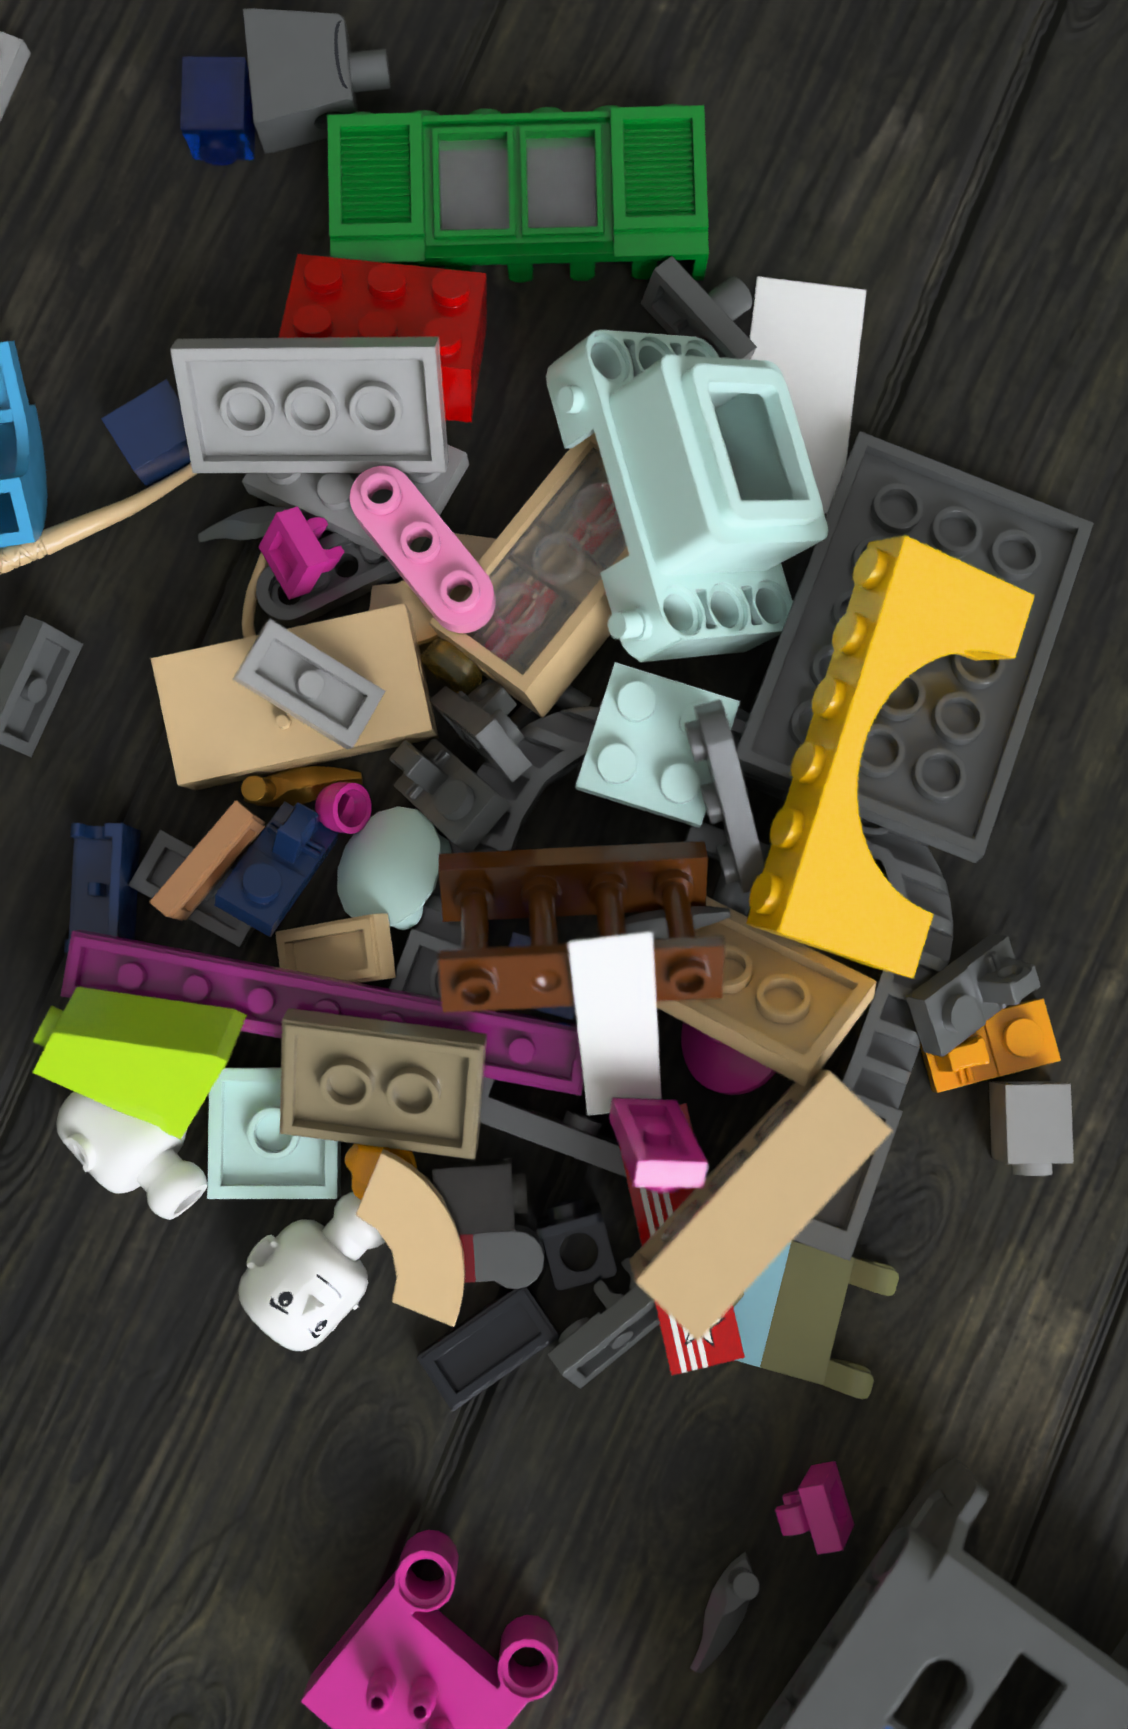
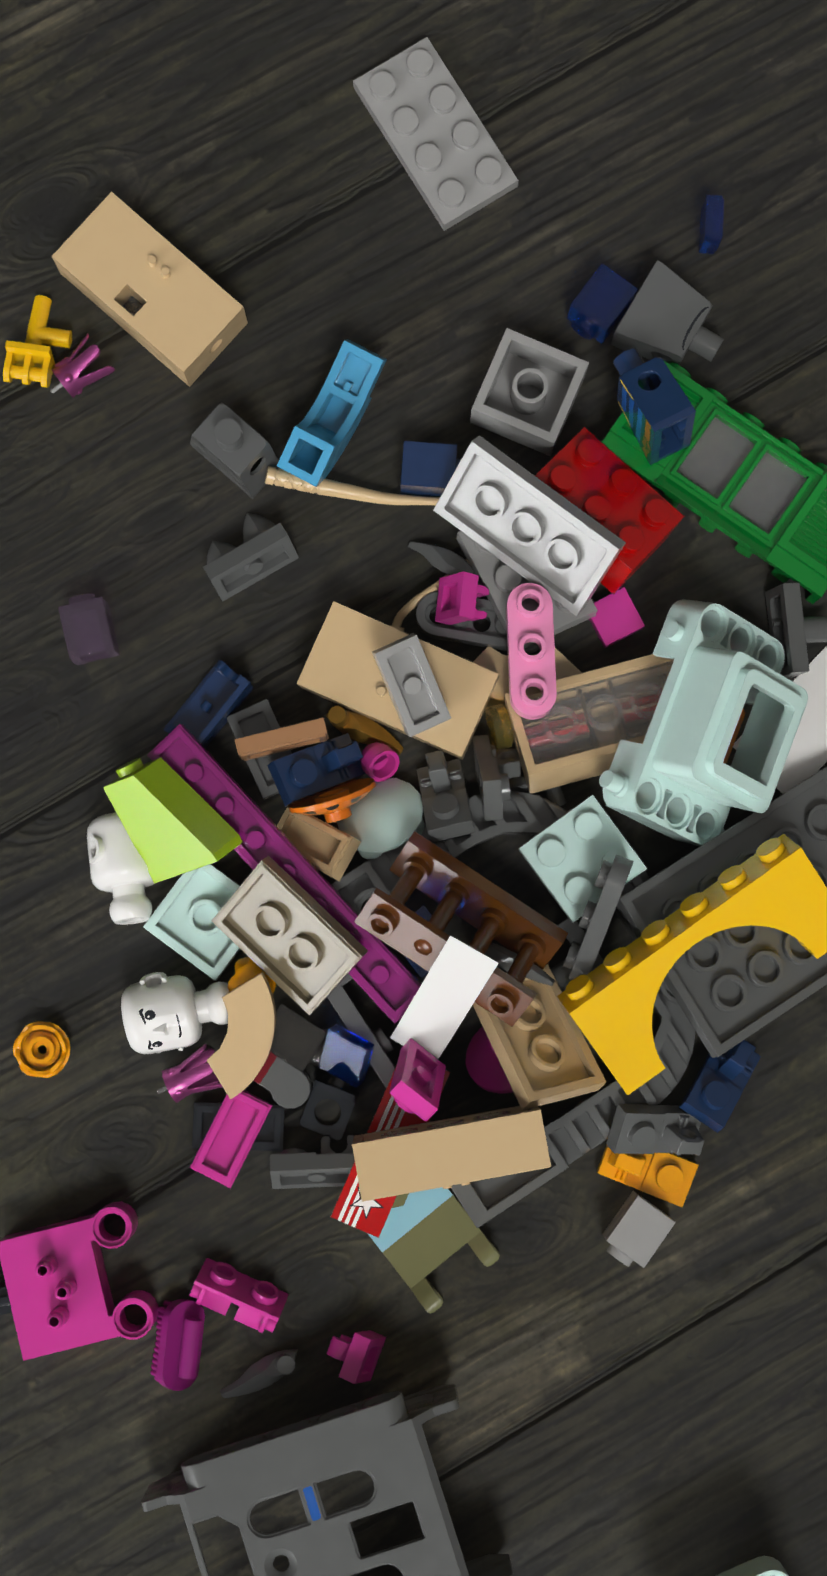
camera: 35 degrees right, 0 degrees up
(187, 1448) = (27, 1049): none -> light orange plate
(205, 261) = (528, 392): none -> light grey brick
(325, 891) = (336, 801): none -> orange dish
(358, 162) = (653, 405): none -> dark blue torso
(388, 1332) = (190, 1076): none -> flat silver piece
(489, 1367) = (231, 1137): none -> dark pink tile
(495, 451) = (616, 618): none -> dark pink tile
(552, 1173) = (346, 1055): none -> clear blue tile
(603, 1650) = (178, 1344): none -> magenta piece
(604, 1544) = (221, 1285): none -> dark pink hinge
(1003, 891) = (720, 1085): none -> dark blue hinge

